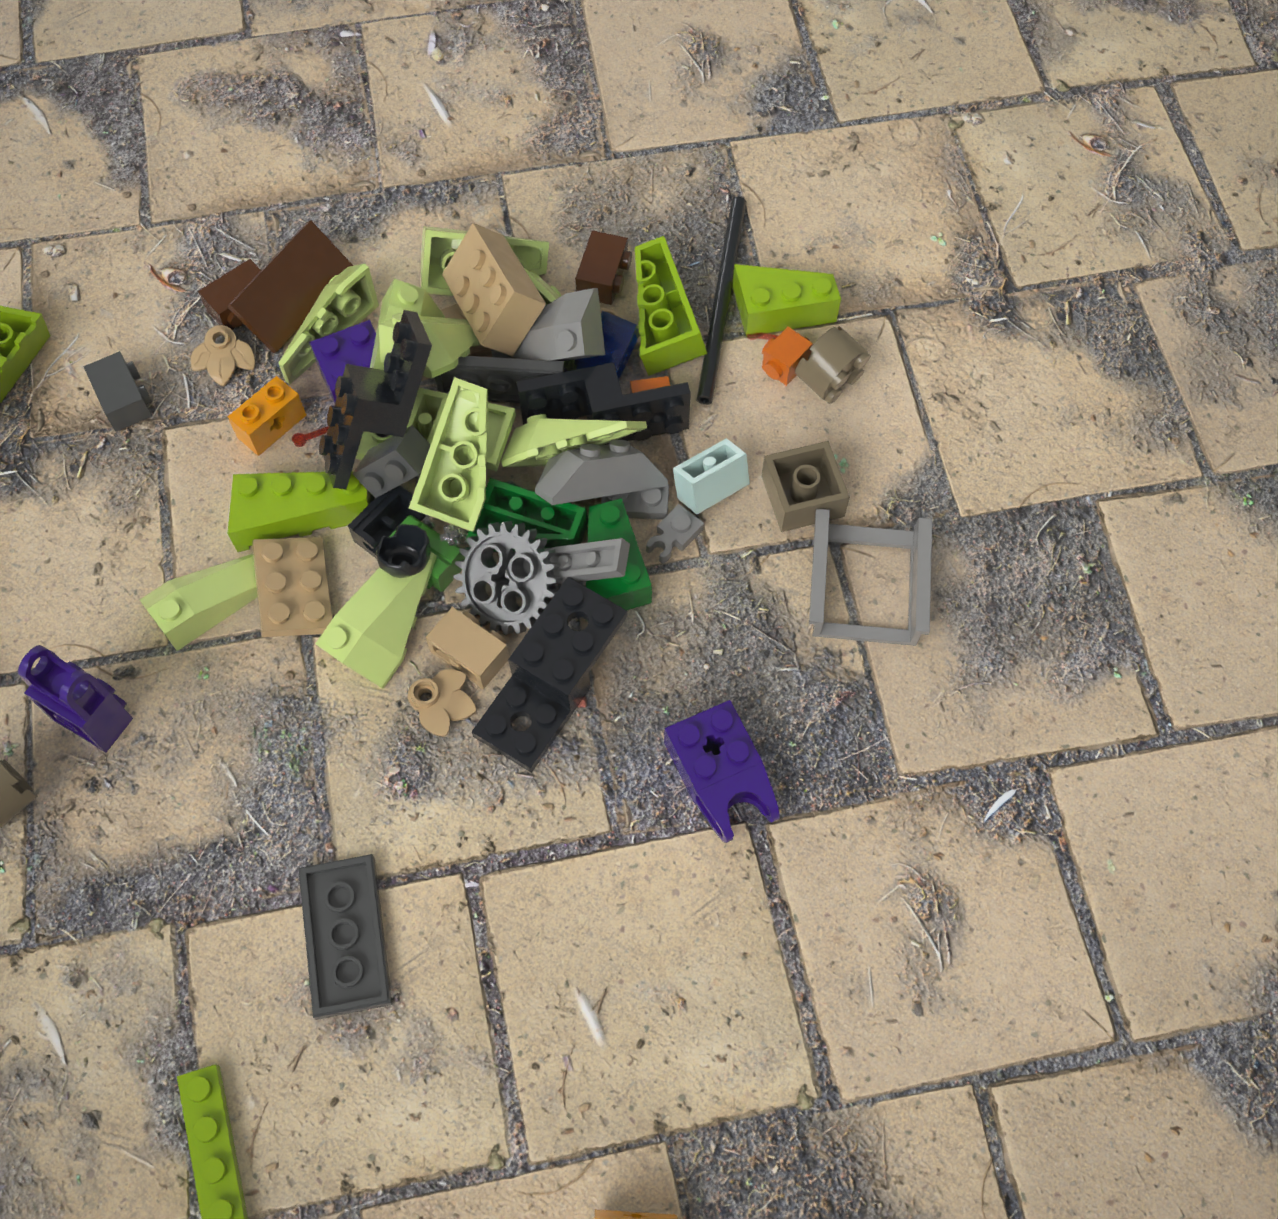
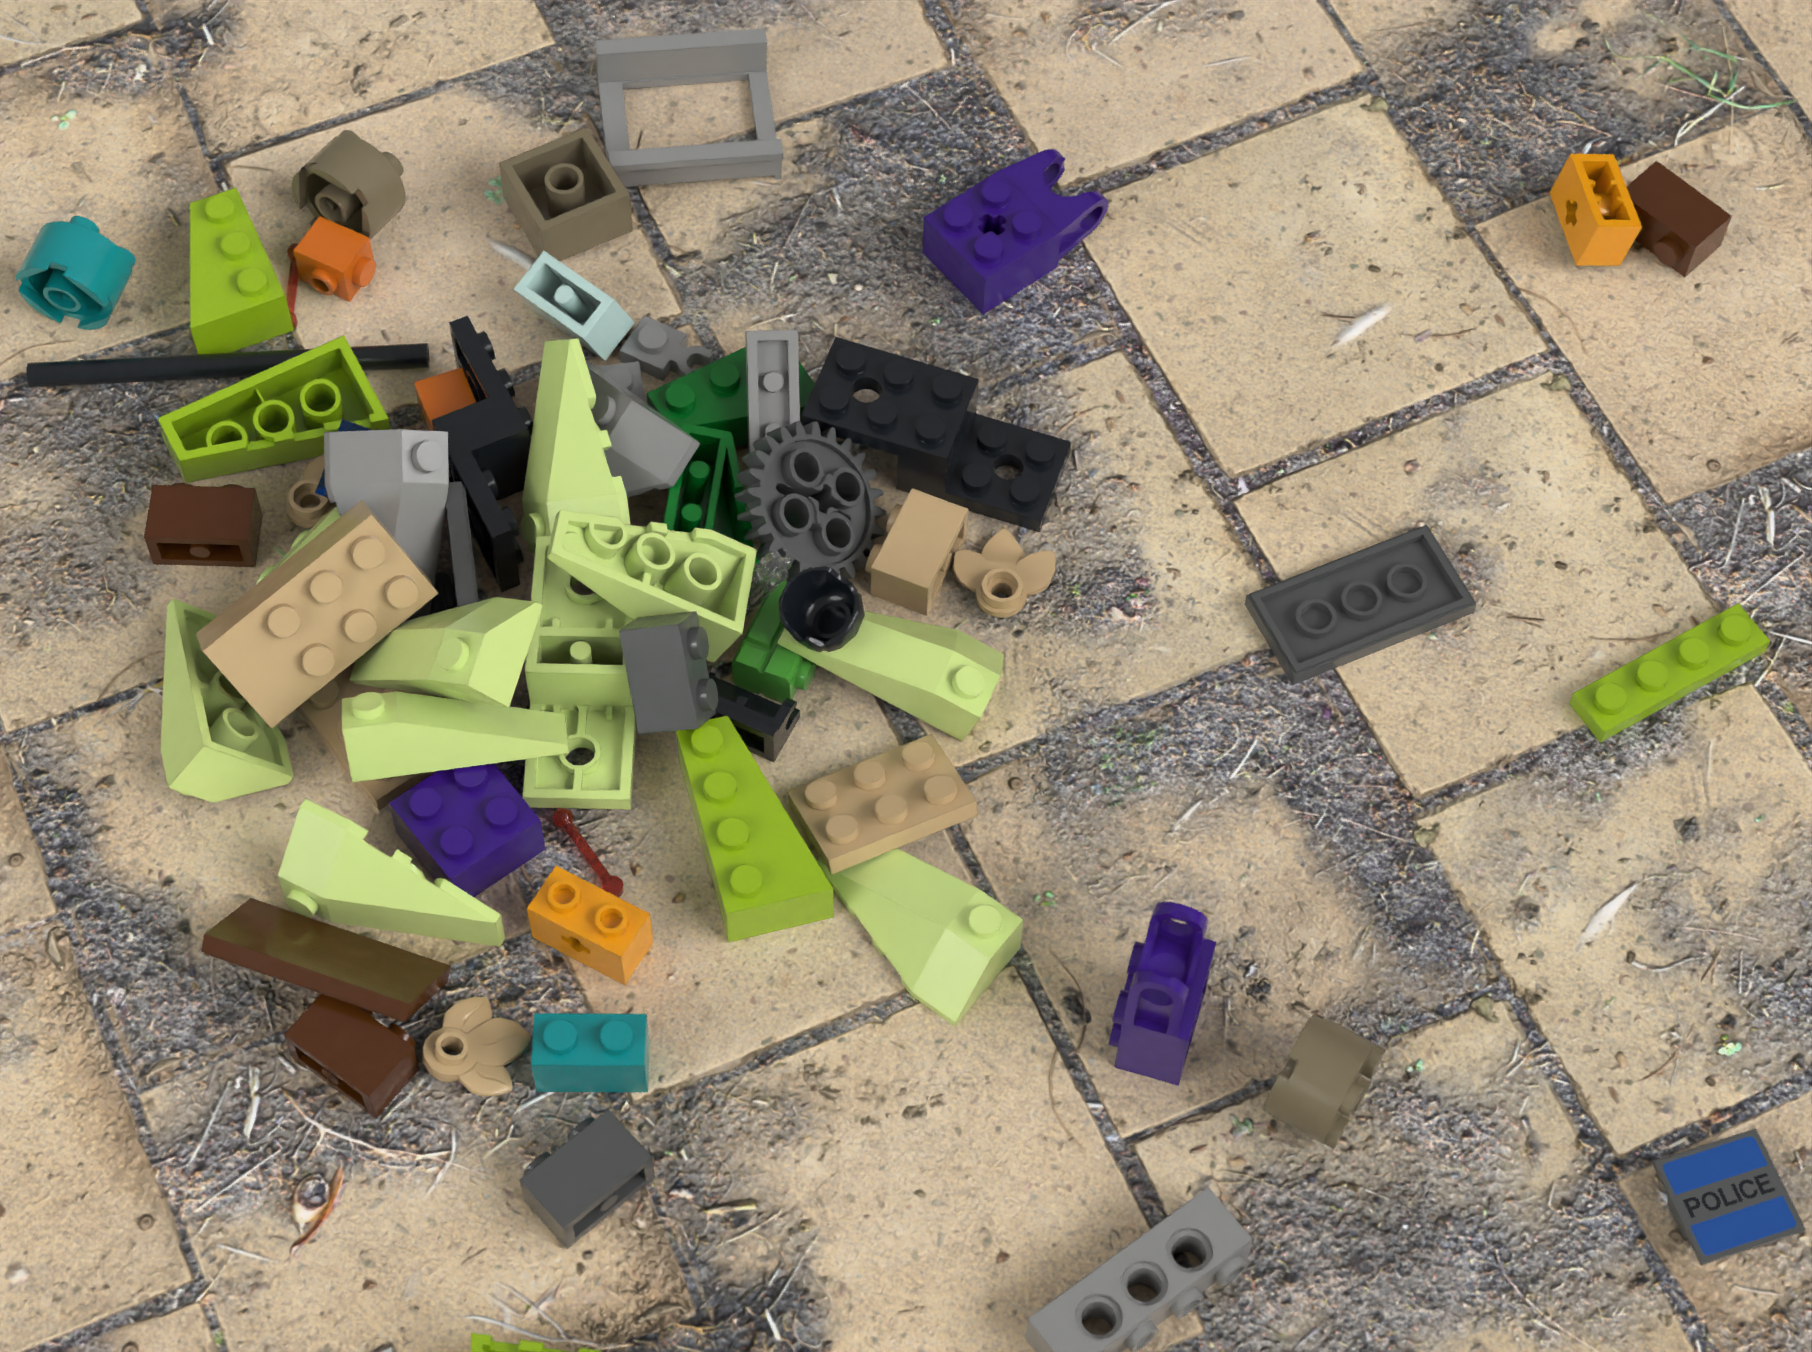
camera: 105 degrees left, 5 degrees down
(188, 403) = (590, 1052): none -> teal brick
(375, 398) = (599, 666): black bracket -> none
(794, 216) = (75, 273): none -> teal brick

